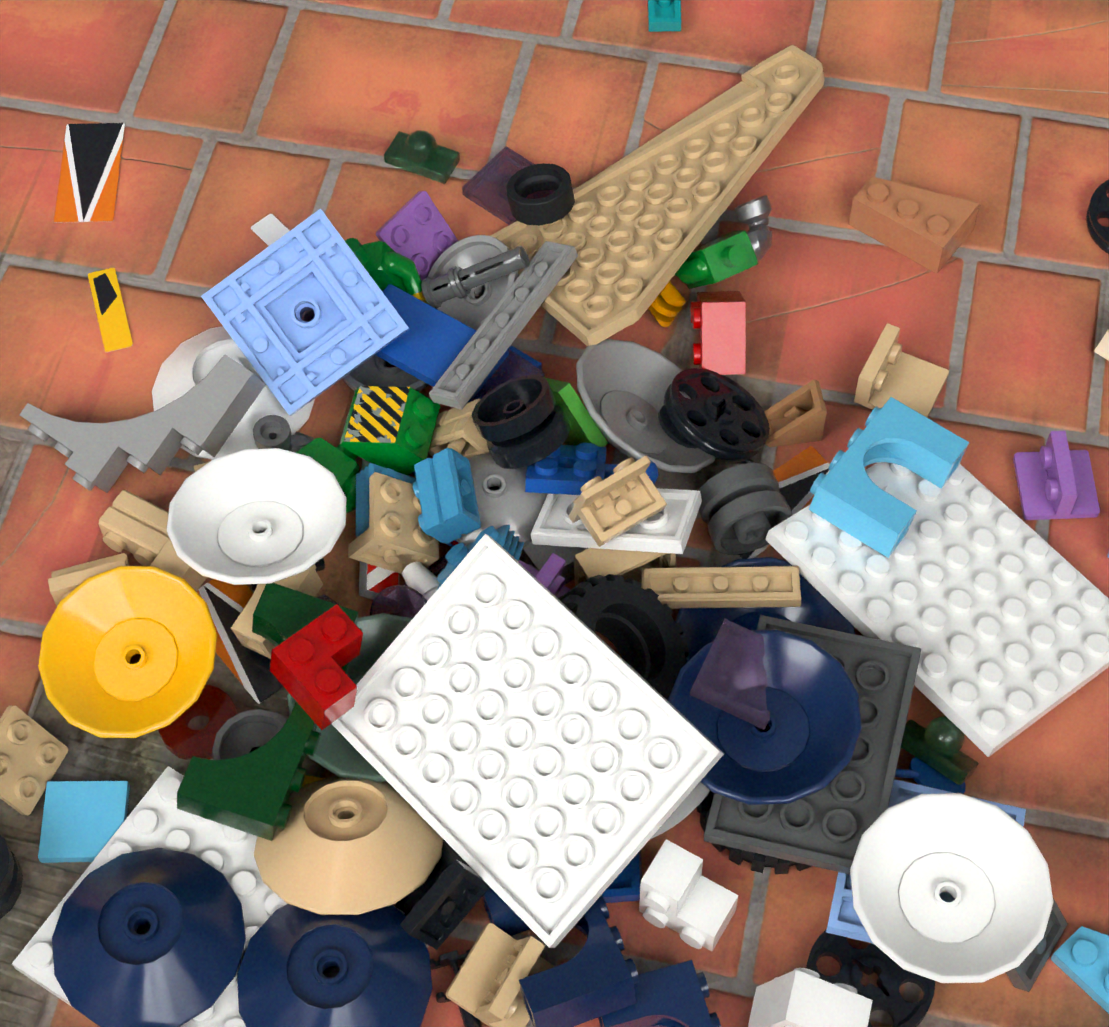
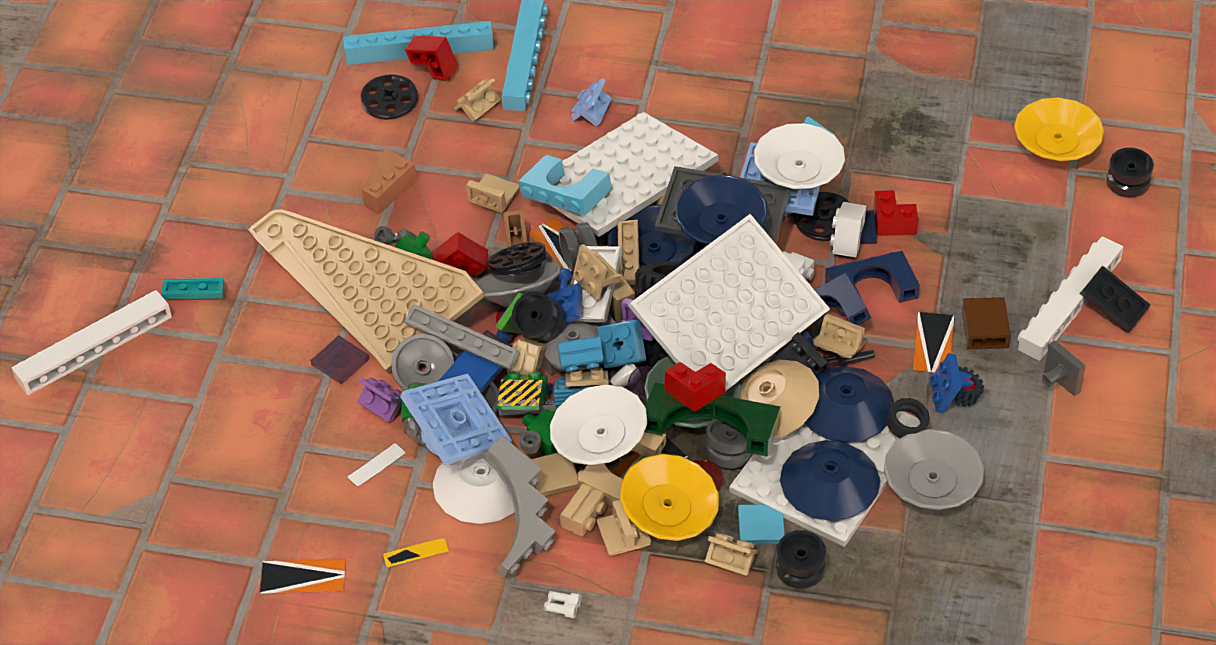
camera: 90 degrees left, 10 degrees down
(422, 155) = (311, 402): clear green tile -> none
(461, 281) = (425, 361): dark grey pin -> none
(544, 209) = (352, 323): black tyre -> none
(735, 675) = (703, 214): clear purple wing -> none
(1056, 481) = (557, 137): medium lavender bracket -> none

